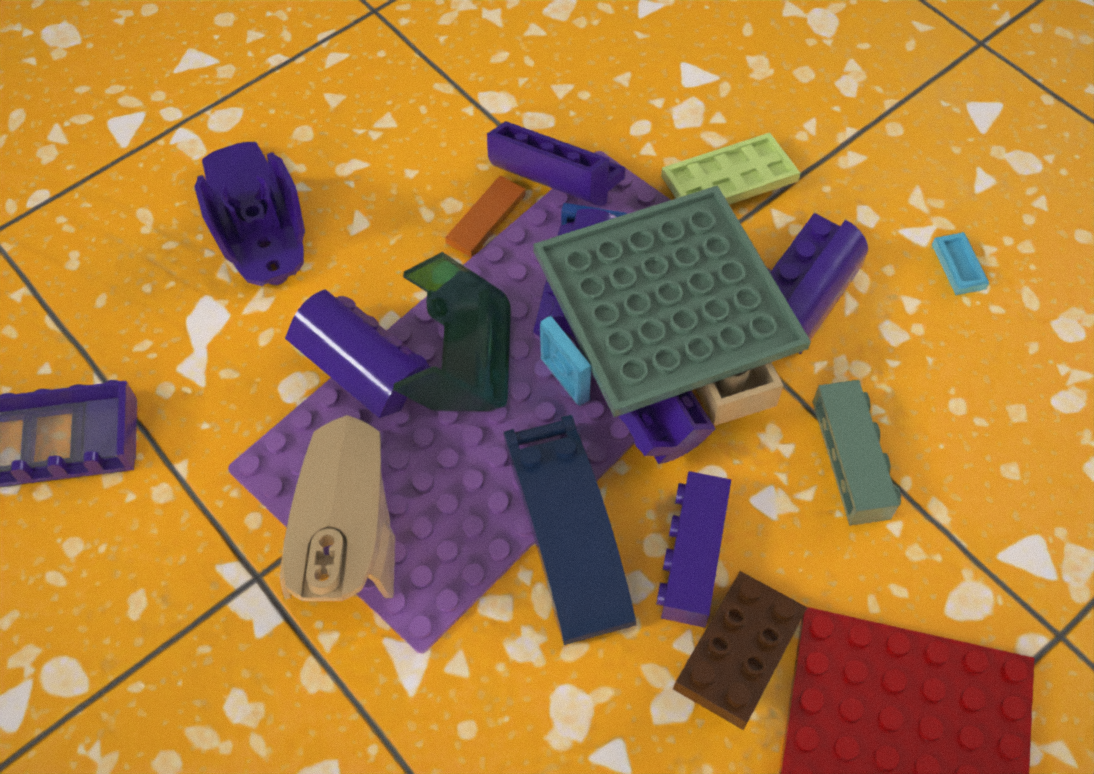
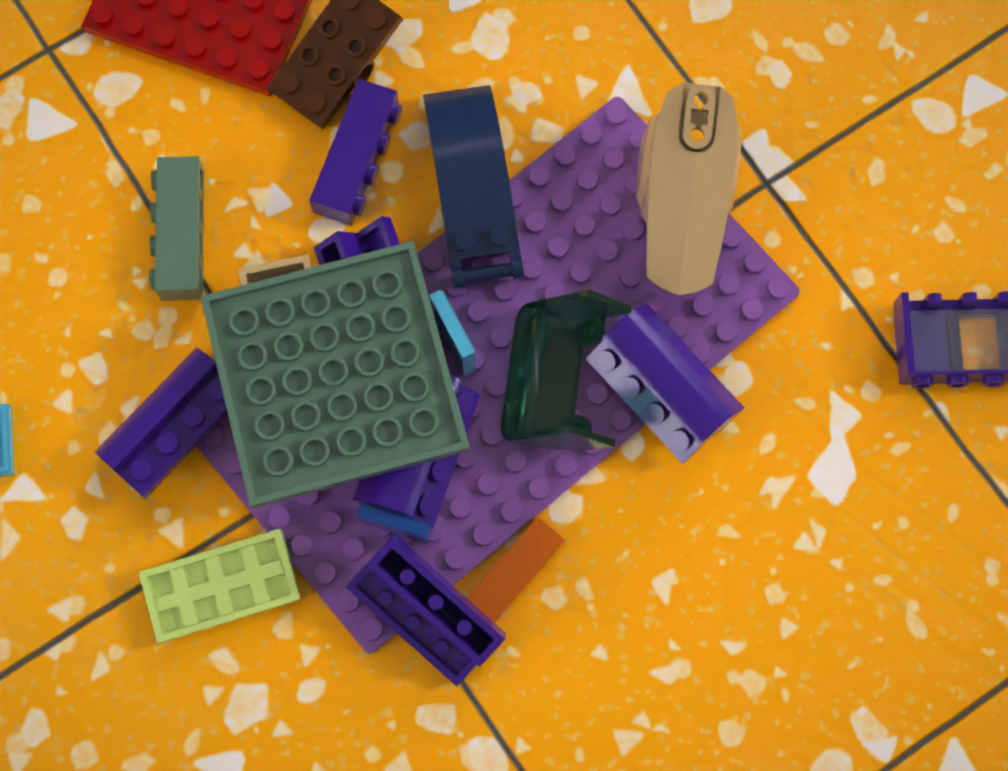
camera: 175 degrees left, 15 degrees up
(252, 212) = (795, 602): dark purple piece -> none

